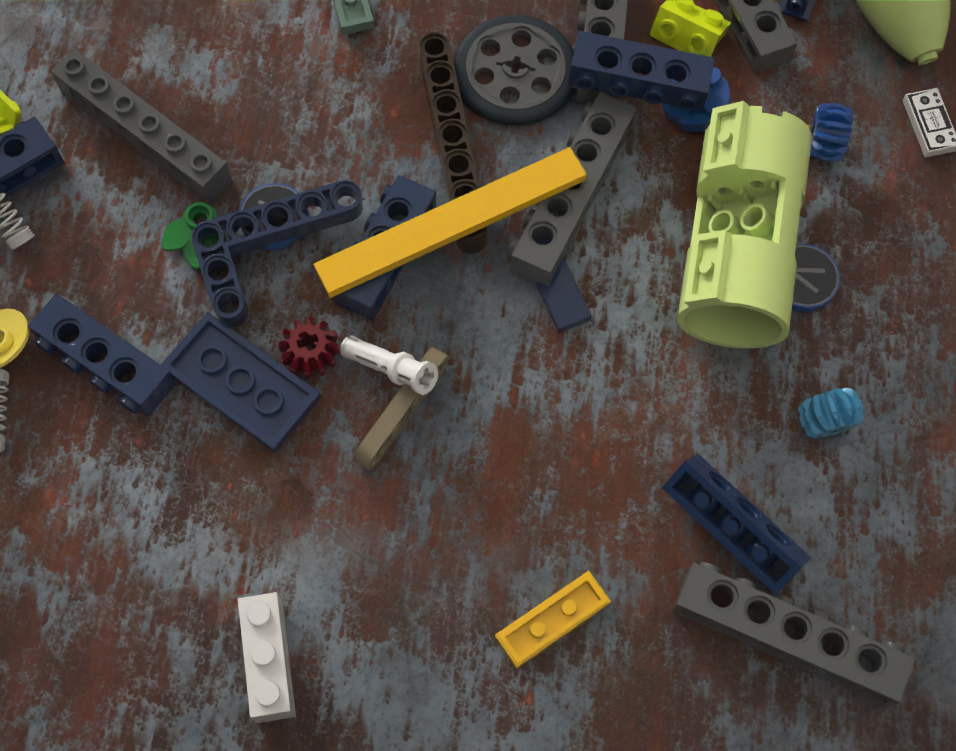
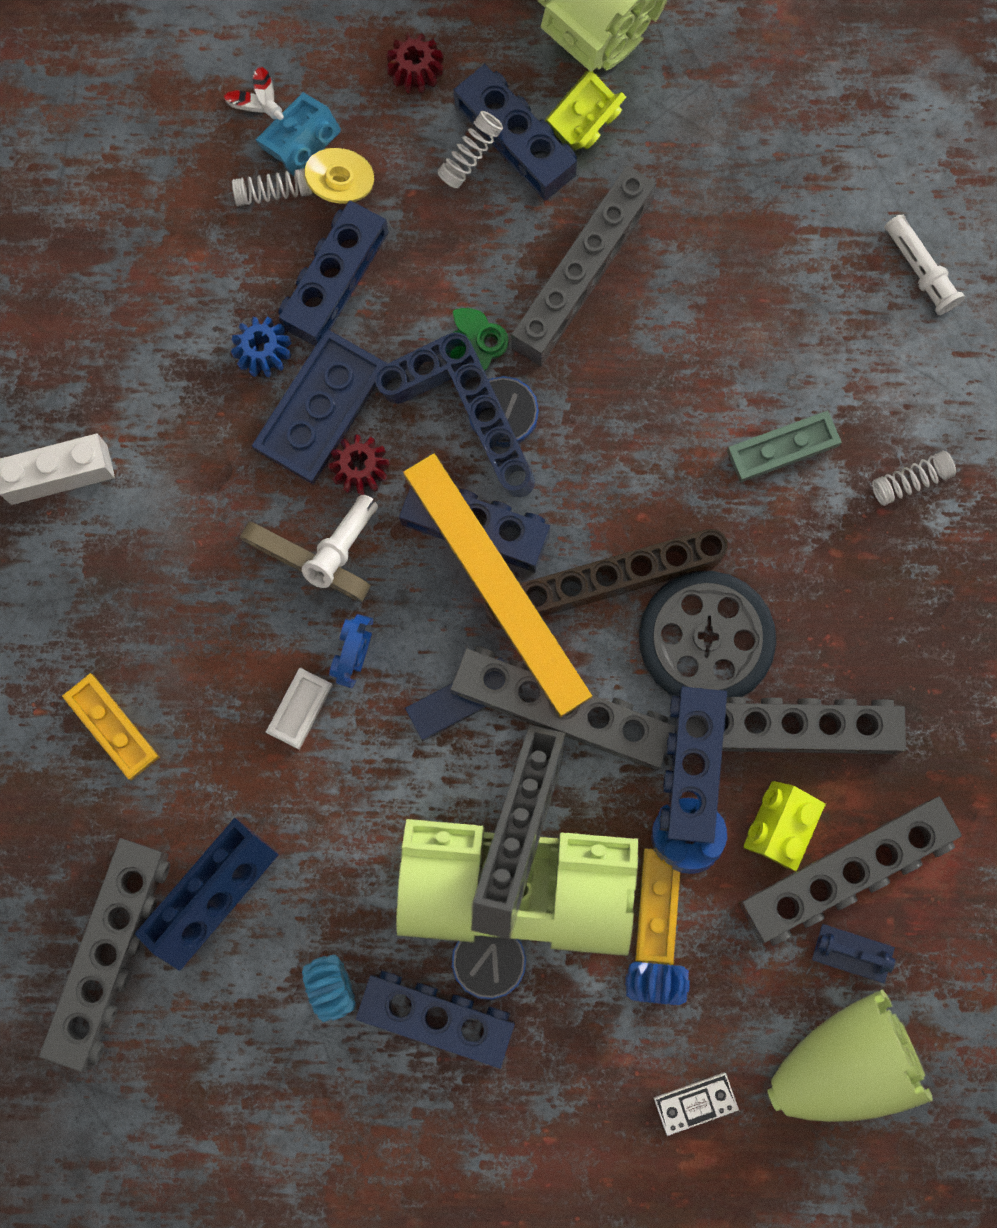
camera: 90 degrees right, 10 degrees up
(157, 423) = (274, 347): none -> blue gear
(501, 360) = (353, 651): none -> blue plate
(550, 429) = (299, 708): none -> white tile
(701, 208) = (518, 833): none -> dark grey brick
(881, 277) = (377, 1011): none -> dark blue brick

